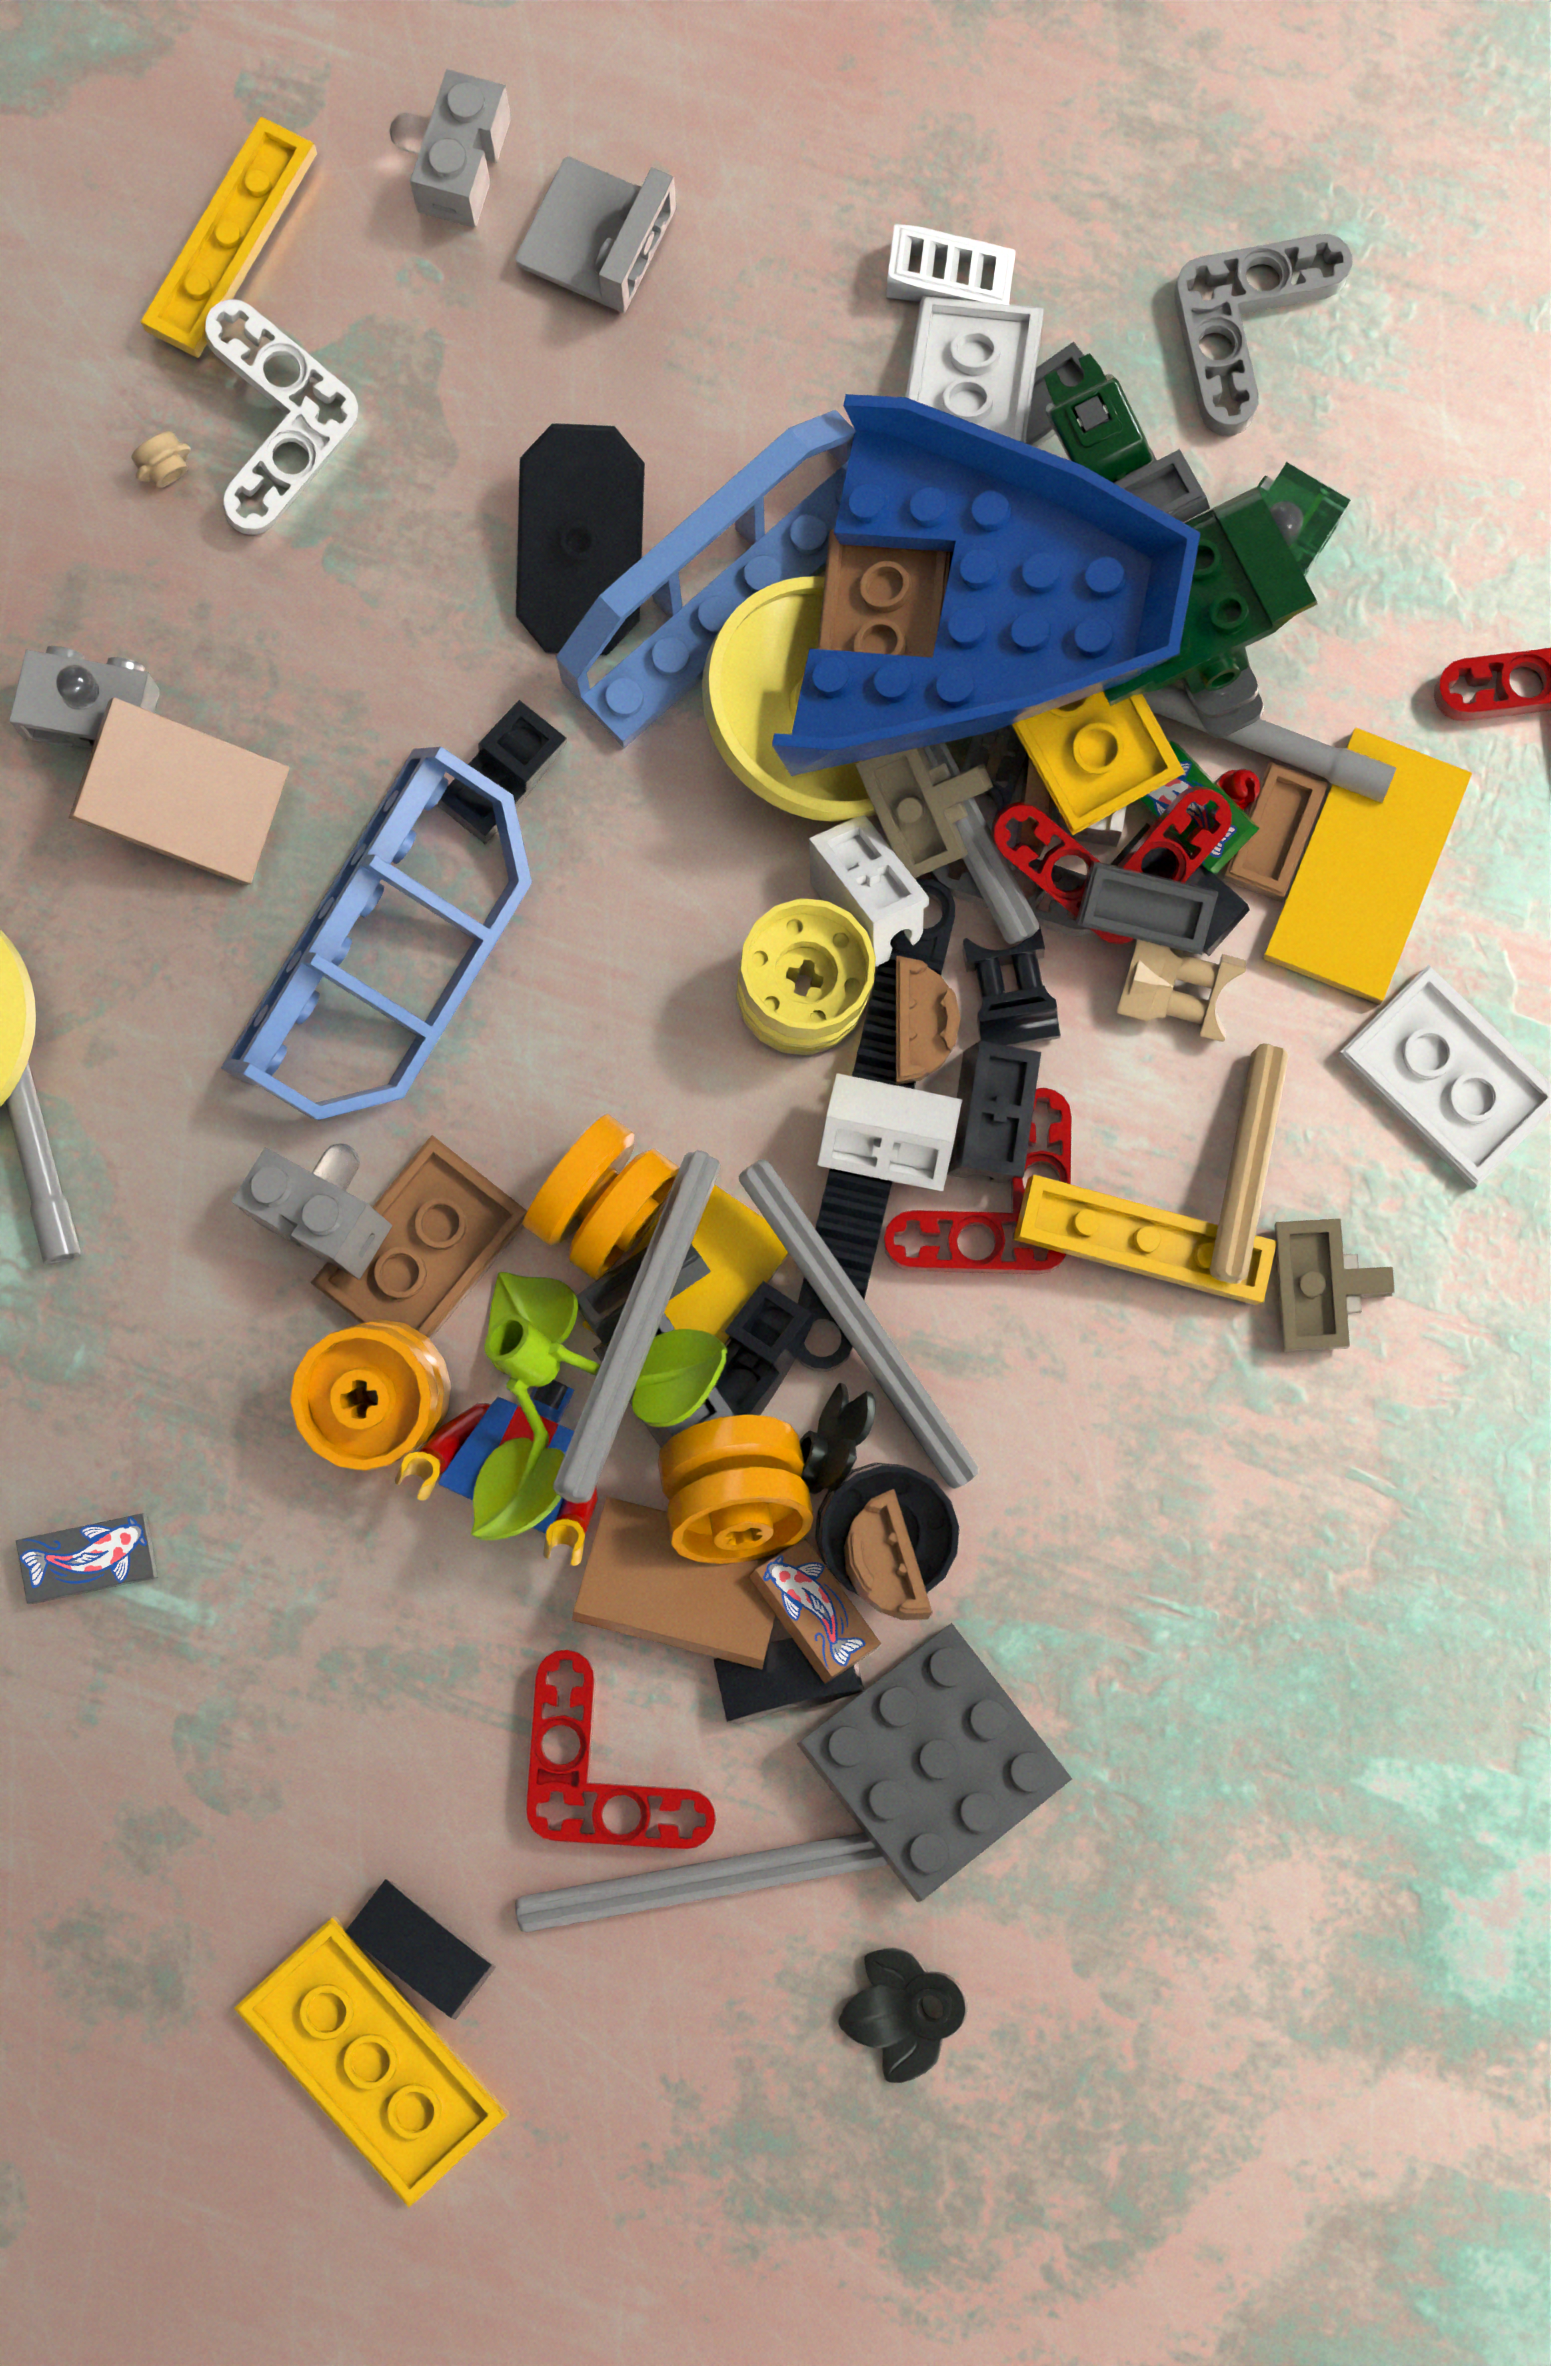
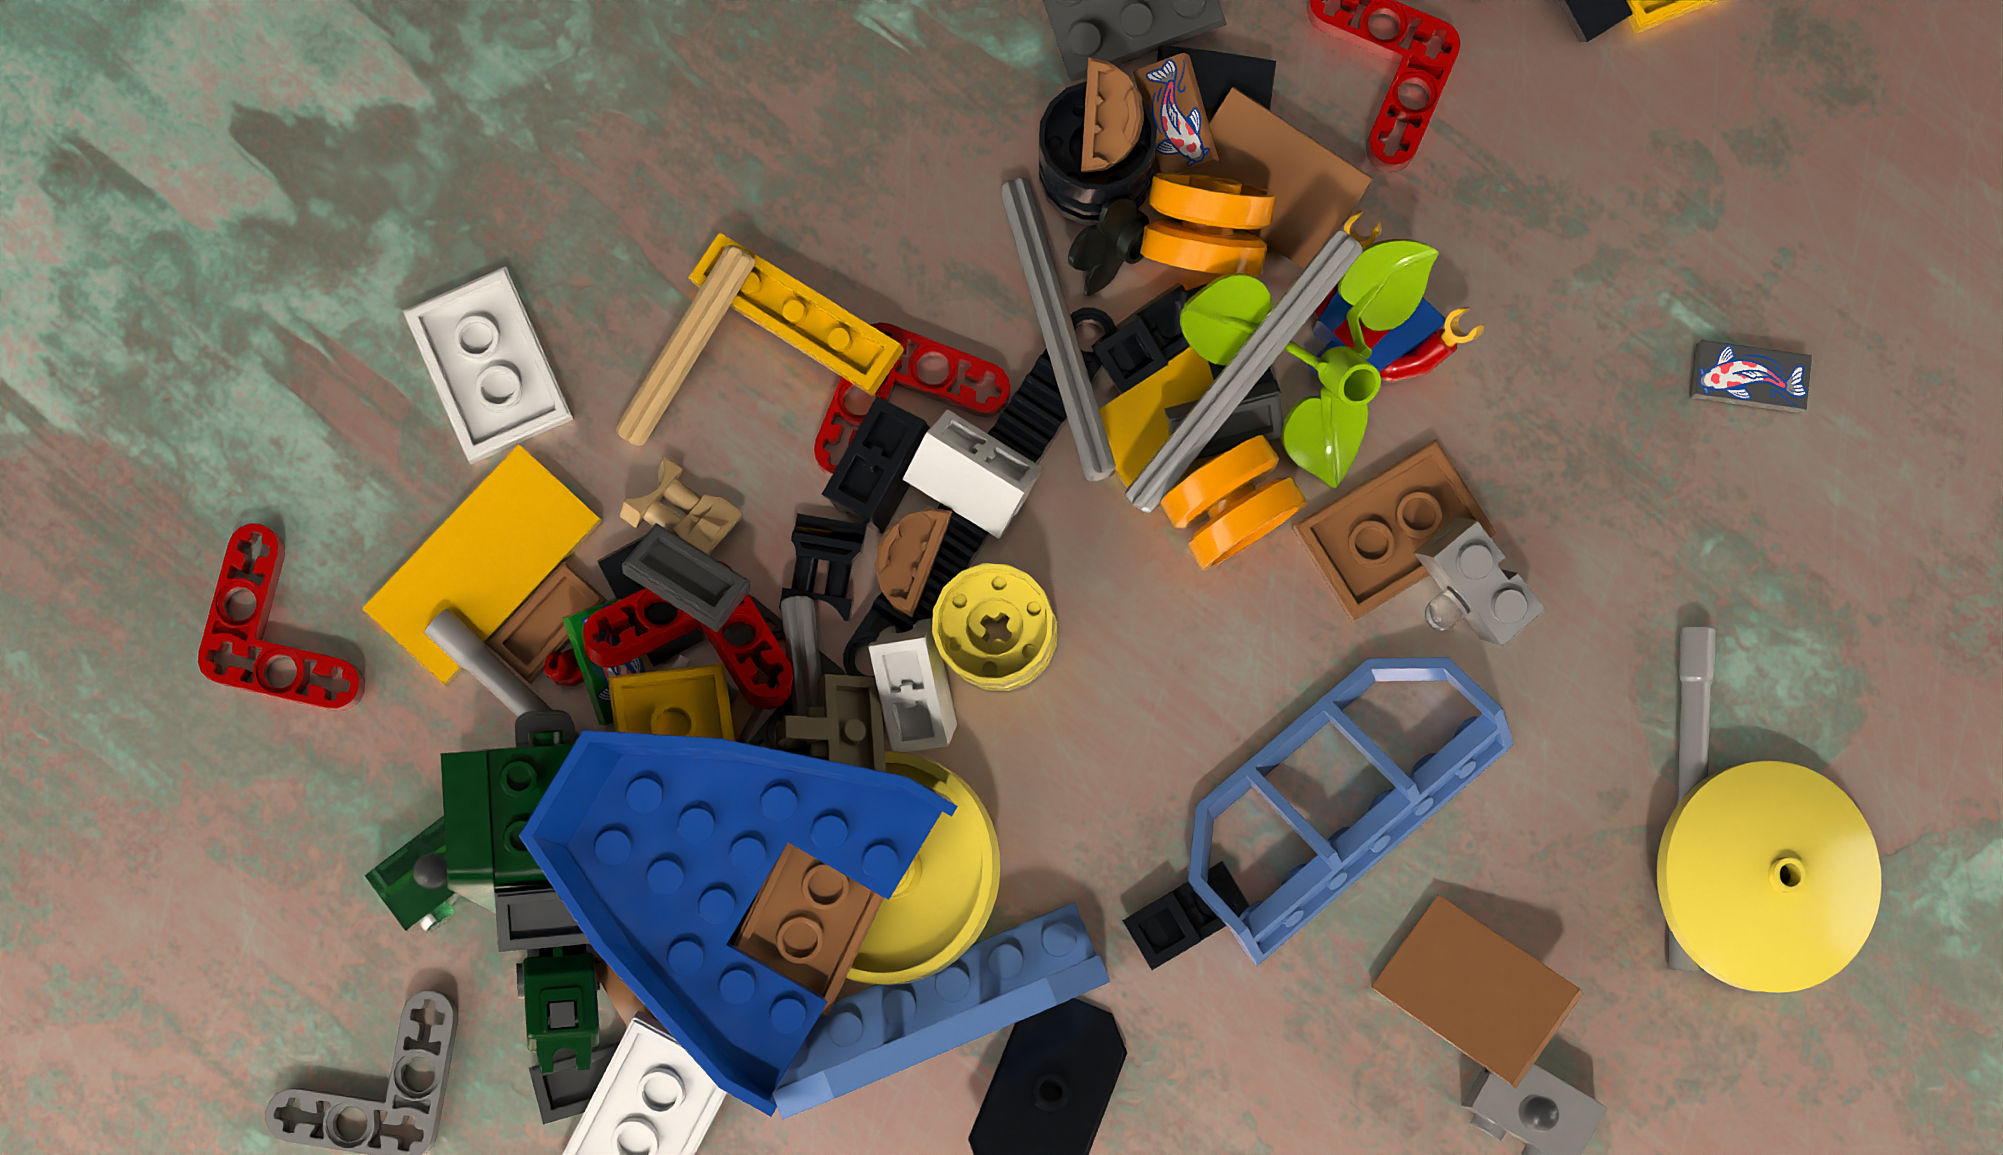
camera: 165 degrees left, 0 degrees up
(333, 1400) = (1478, 412): light orange wheel -> none
(1321, 1284) = (665, 231): dark tan hinge -> none

